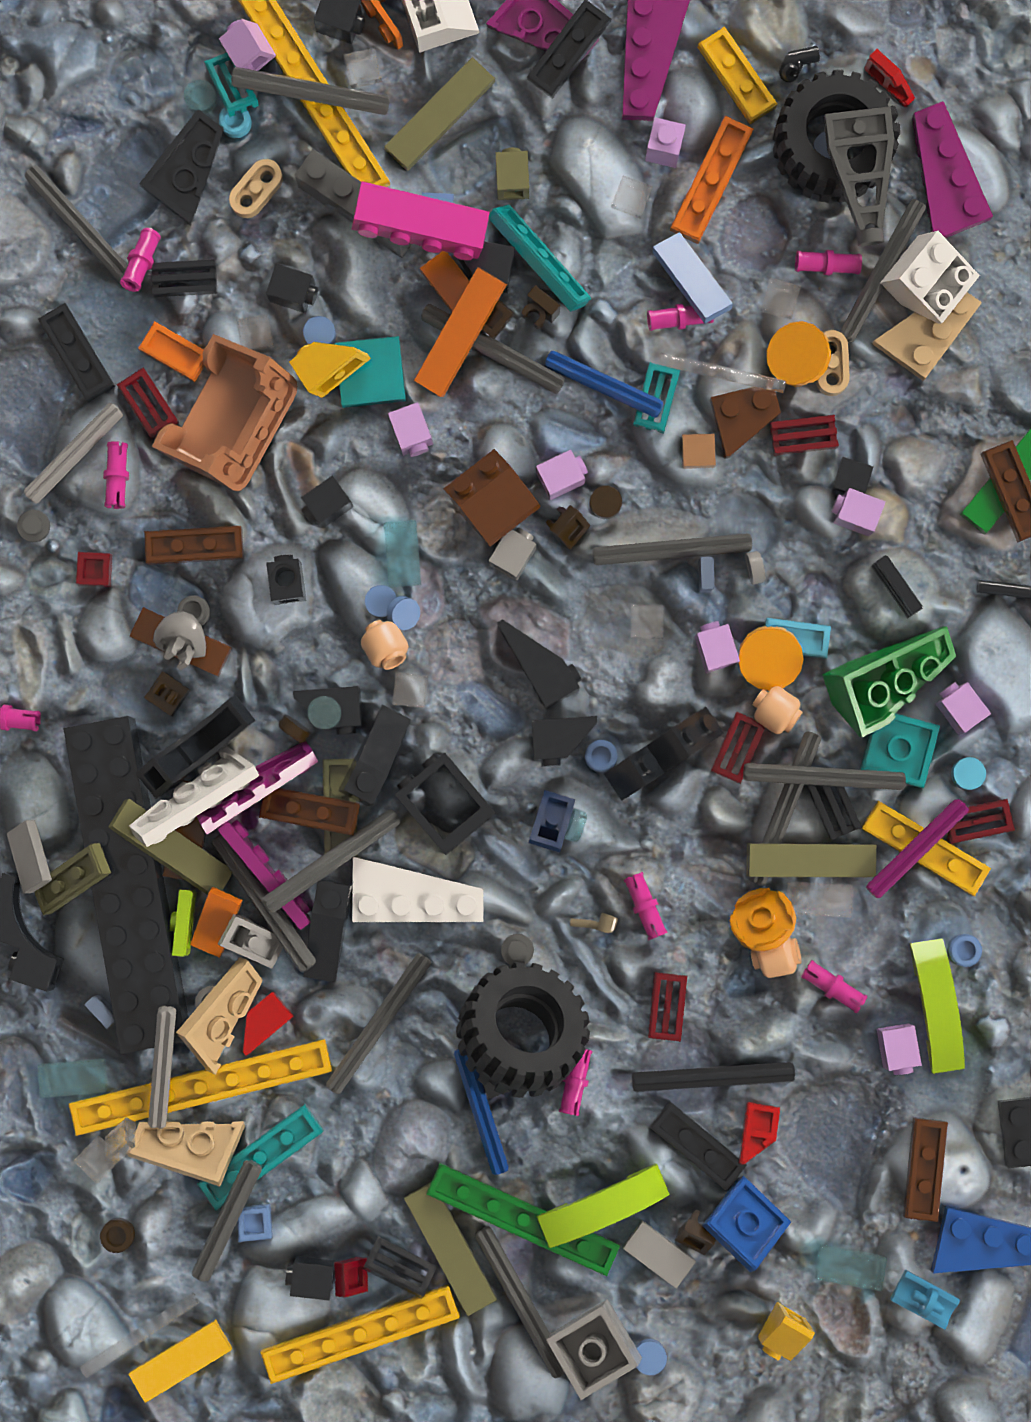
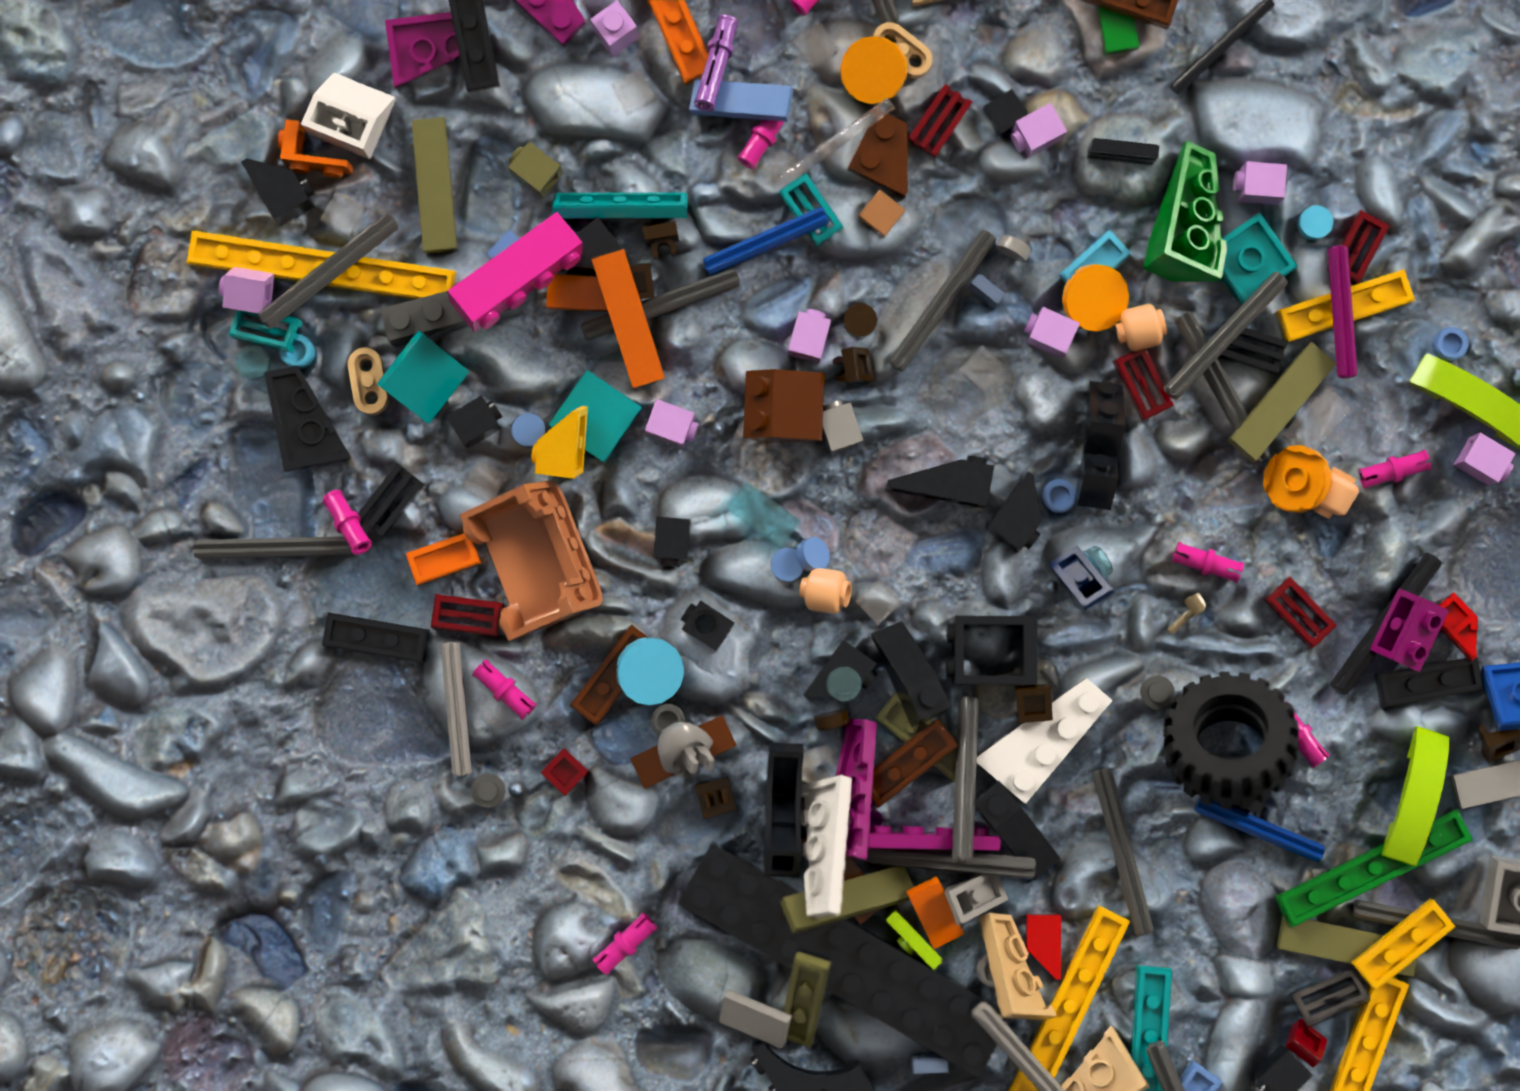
camera: 50 degrees left, 0 degrees up
(217, 567) = (649, 671): none -> medium azure tile
(290, 223) = (423, 377): none -> teal tile
(430, 864) = (1034, 703): none -> dark brown tile
(483, 1287) = (1403, 944): none -> yellow tile
(714, 232) = (719, 50): none -> medium lavender pin
(721, 1096) = (1409, 629): none -> magenta brick

